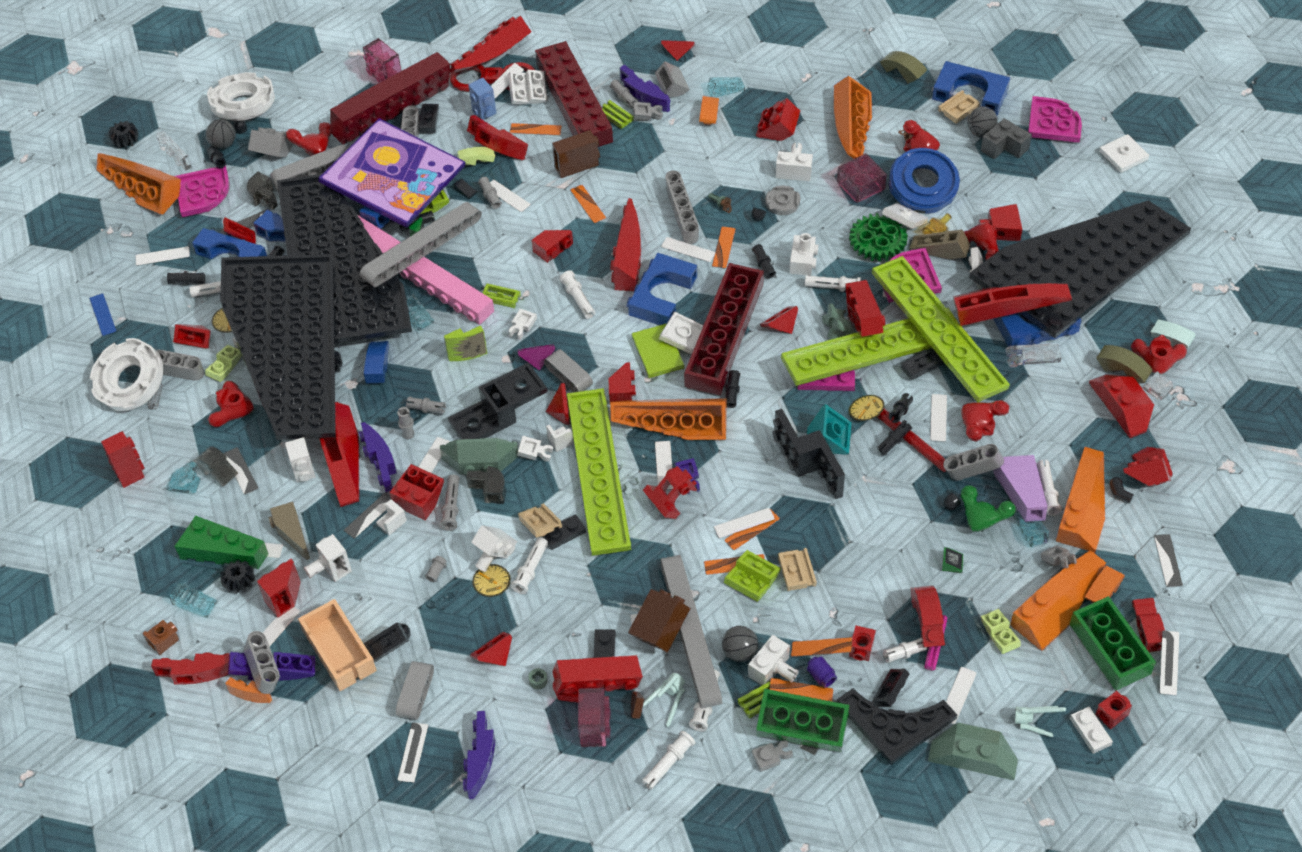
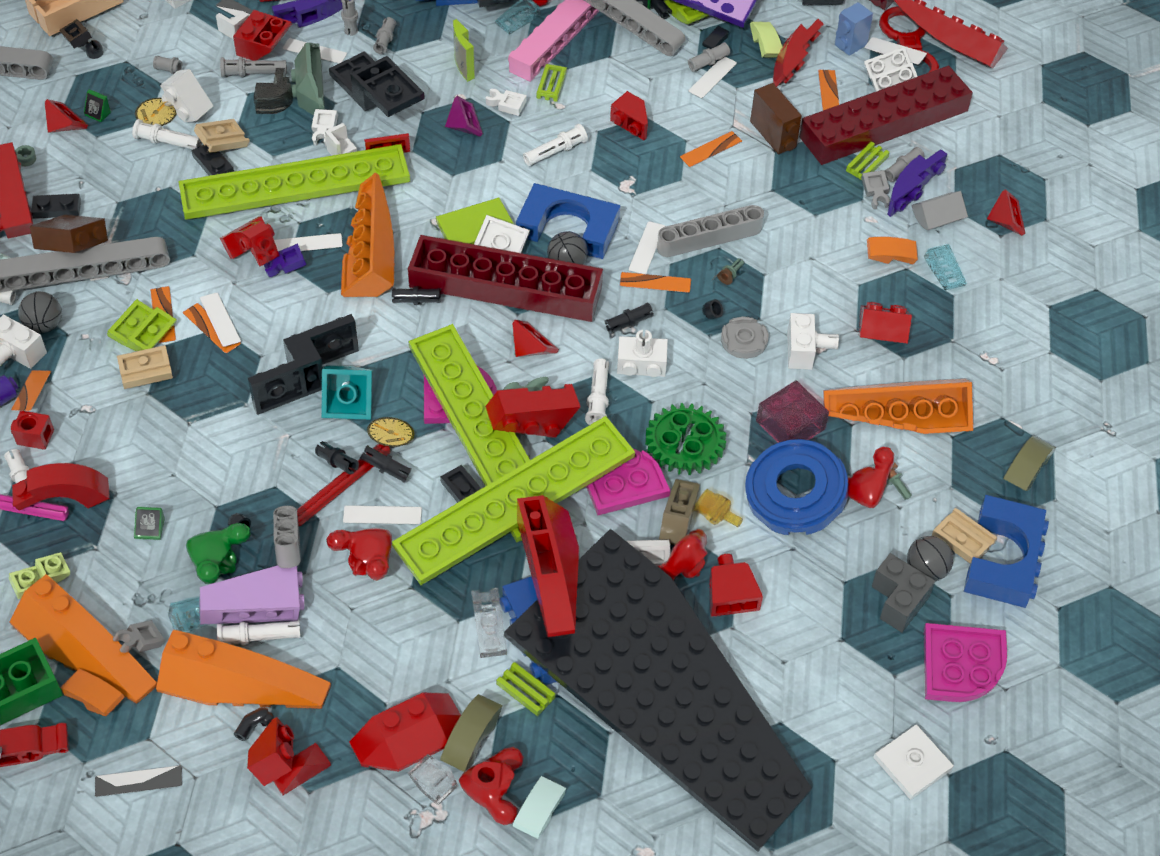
camera: 80 degrees right, 0 degrees up
(484, 622) = (96, 106): none -> slope
(568, 371) = (435, 145): light grey beam -> none
(620, 384) = (417, 192): red slope -> none
(627, 252) = (633, 179): red wedge -> none
(699, 289) = (568, 247): none -> dark grey piece
(905, 215) = (724, 465): white plate -> none
(1091, 329) = (528, 678): none -> lime tile

